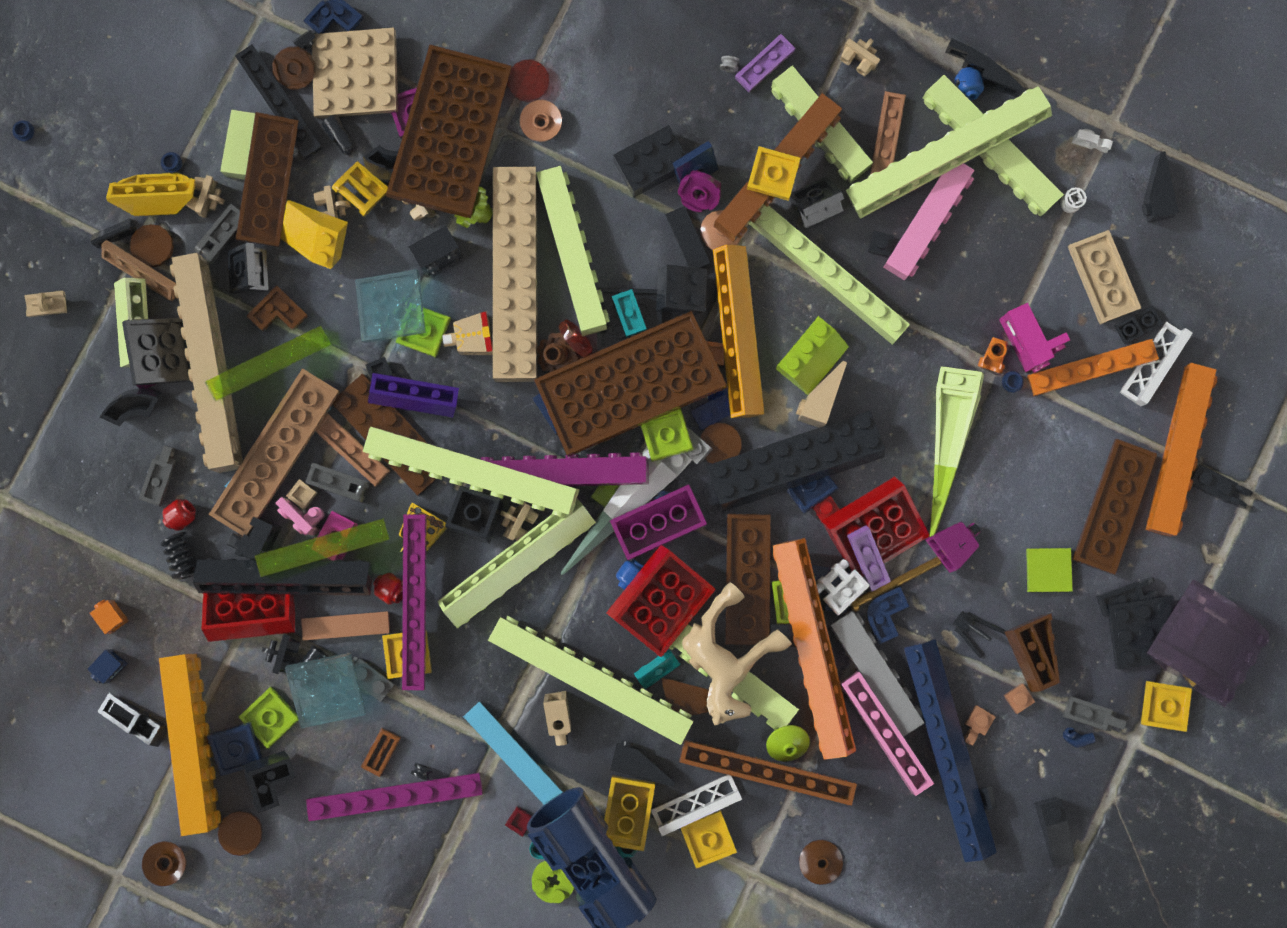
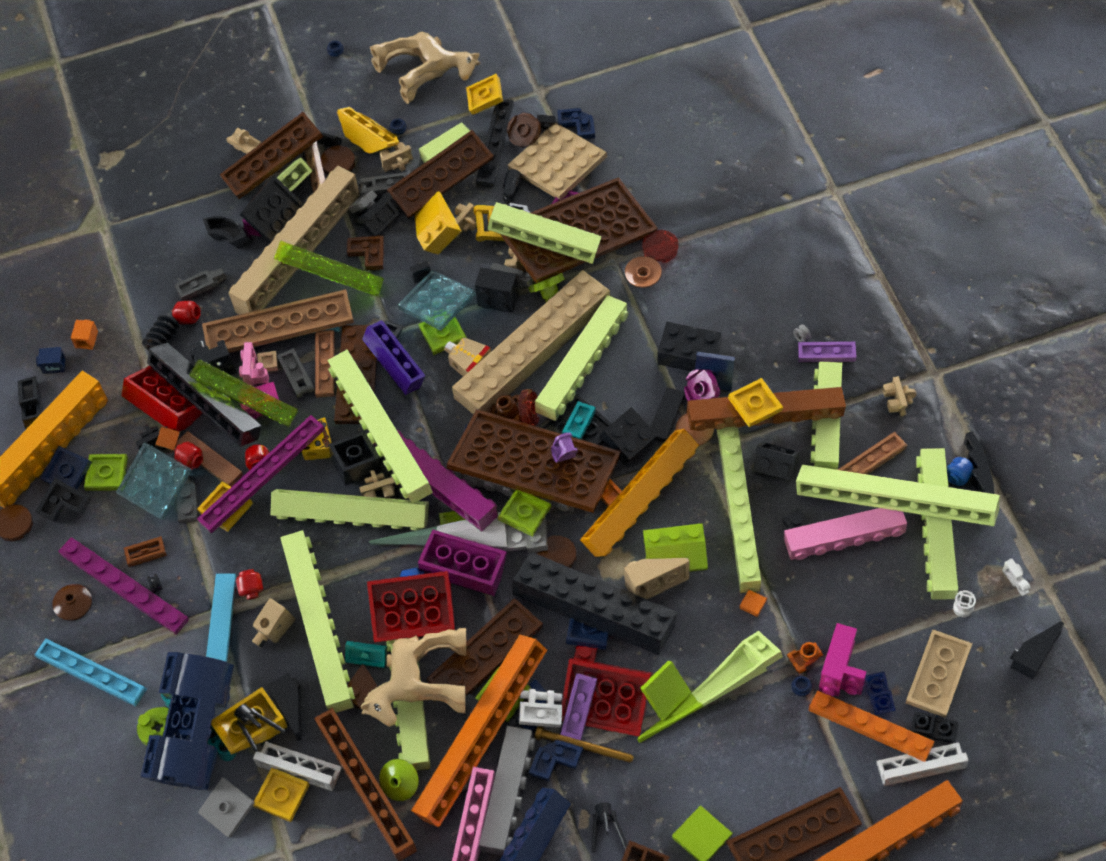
camera: 50 degrees right, 25 degrees down
(89, 296) = (271, 155): none -> reddish brown plate
(131, 61) = (433, 56): none -> tan animal
(220, 61) = (484, 94): none -> yellow plate
(225, 269) = (363, 202): none -> light grey plate
(296, 644) = (167, 438): none -> orange tile
(332, 642) = (189, 455): none -> red head
(345, 290) = (420, 271): none -> black plate
(377, 845) = (77, 606): none -> reddish brown dish
(424, 228) = (523, 279): none -> dark grey hinge
(433, 164) = (544, 232): none -> yellowish green brick
(448, 889) = (90, 672): none -> medium azure tile
(501, 700) = (249, 584): none -> red head
(628, 814) = (248, 716): none -> black plant
(654, 356) = (563, 448): none -> medium lavender piece
(678, 889) = (226, 807): none -> light grey plate
(712, 411) = (575, 529): clear blue plate -> none
(912, 345) = (753, 603): none -> orange tile
(921, 483) = (665, 690): none -> lime tile
(955, 544) = (650, 752): magenta torso -> none
(1080, 336) = (879, 693): none -> clear blue slope

